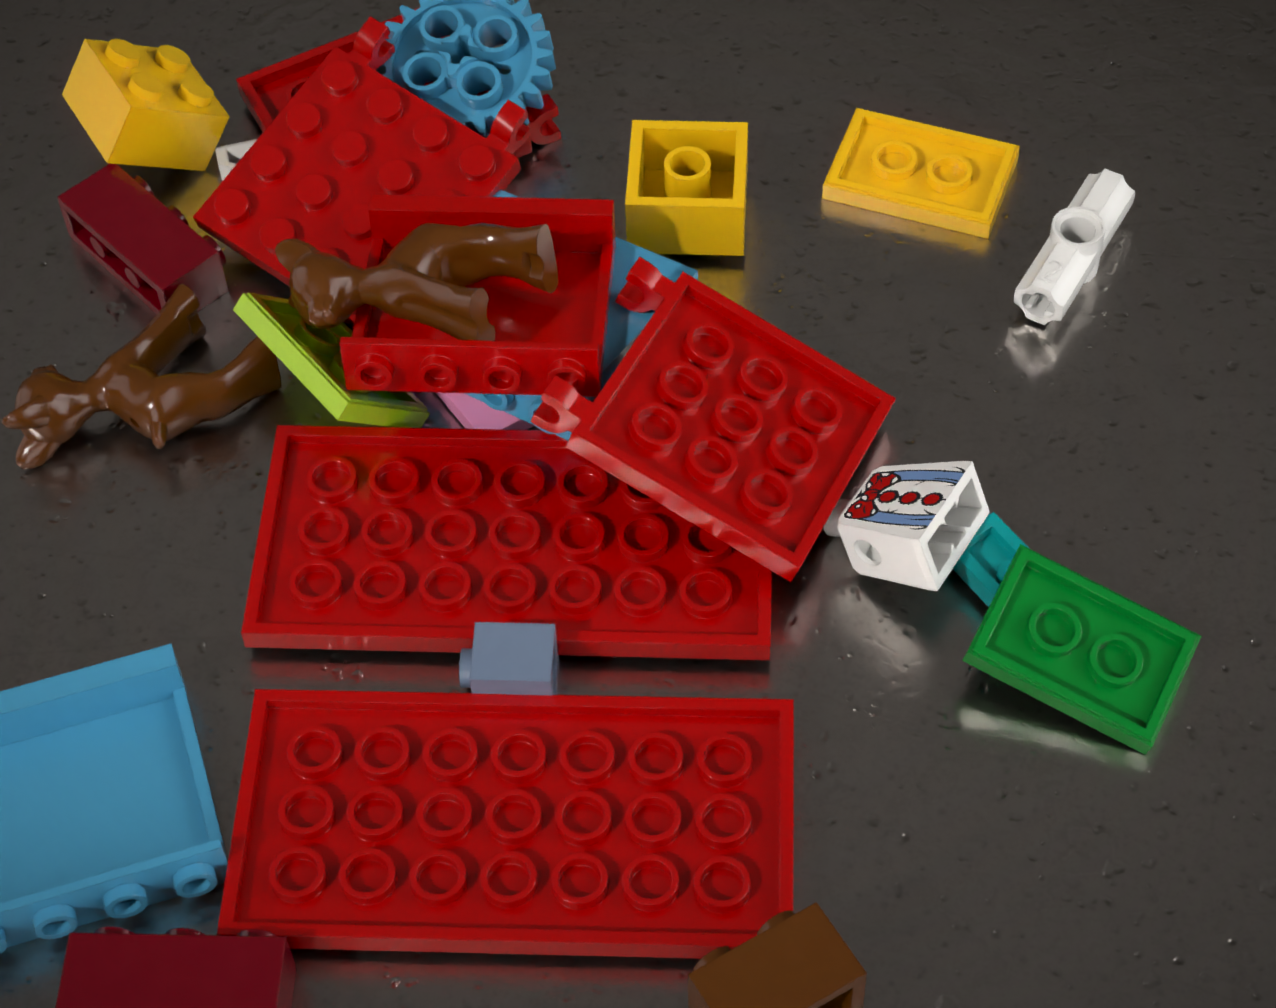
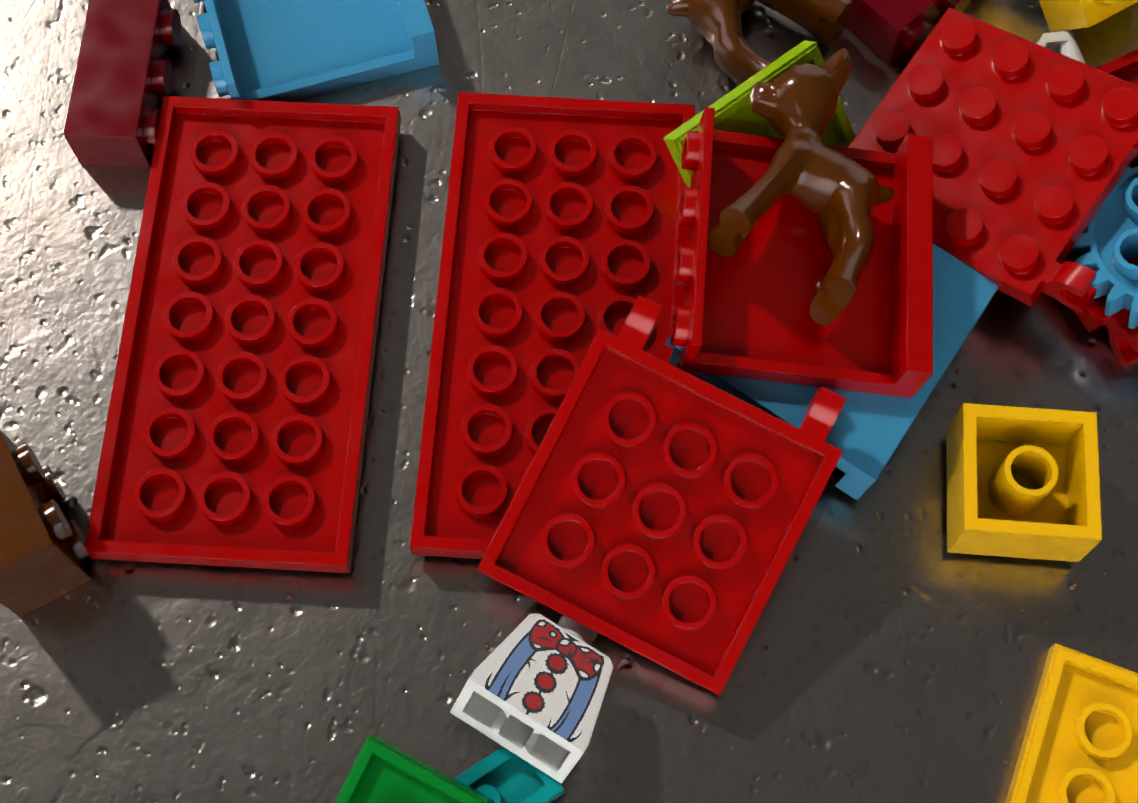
camera: 90 degrees right, 15 degrees up
(511, 659) = (403, 316): sand blue brick -> none

